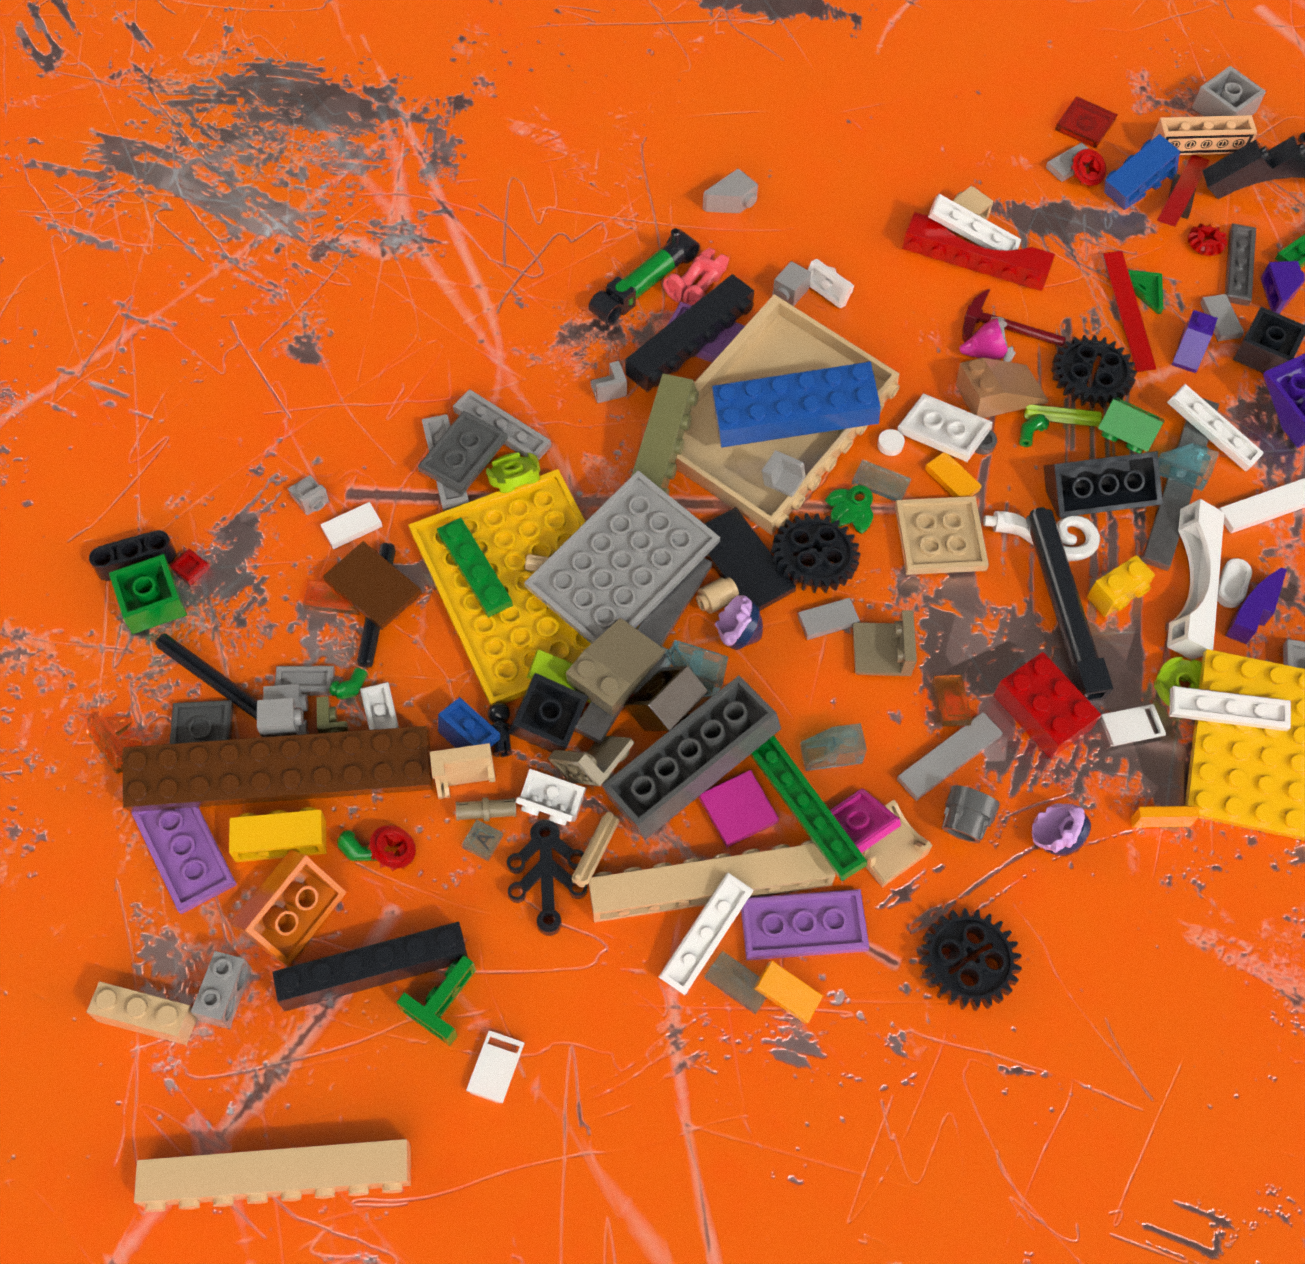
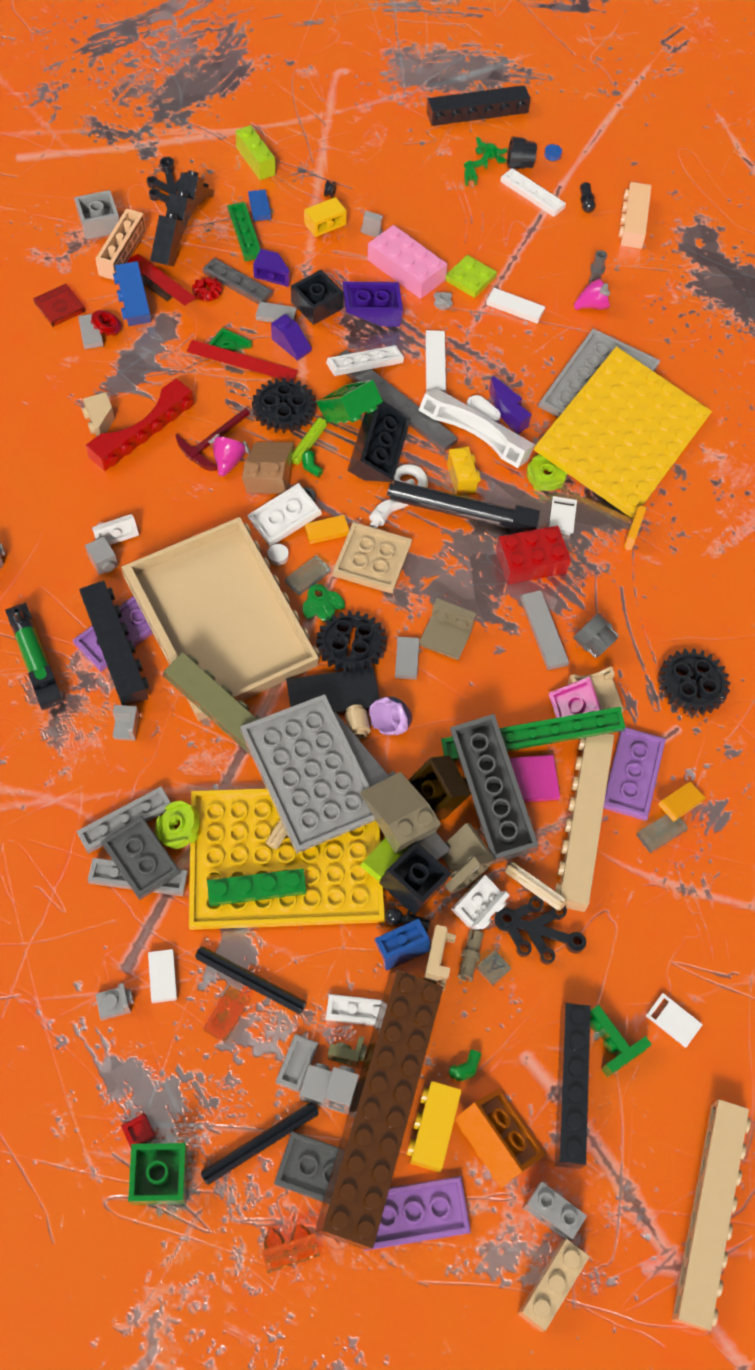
camera: 70 degrees left, 0 degrees up
(119, 553) = (101, 1166): black beam -> none
(349, 688) = (323, 1030): green arm -> none
(372, 585) = (236, 974): reddish brown tile -> none
(392, 836) = (485, 1031): red gear -> none
(703, 265) = (55, 605): coral piece -> none
(705, 664) = (415, 756): clear light blue slope -> none
(705, 933) = (626, 836): white tile -> none
(783, 473) = (286, 630): light grey panel -> none
(796, 404) = (233, 595): blue brick -> none
(834, 748) = (513, 696): clear light blue slope -> none
(952, 700) = (504, 609): clear orange tile -> none
(971, 225) = (121, 415): white tile -> none
(1061, 829) = (625, 587): lavender hair -> none
(1188, 465) = (393, 385): clear light blue slope -> none
(1230, 708) = (582, 454): white tile -> none

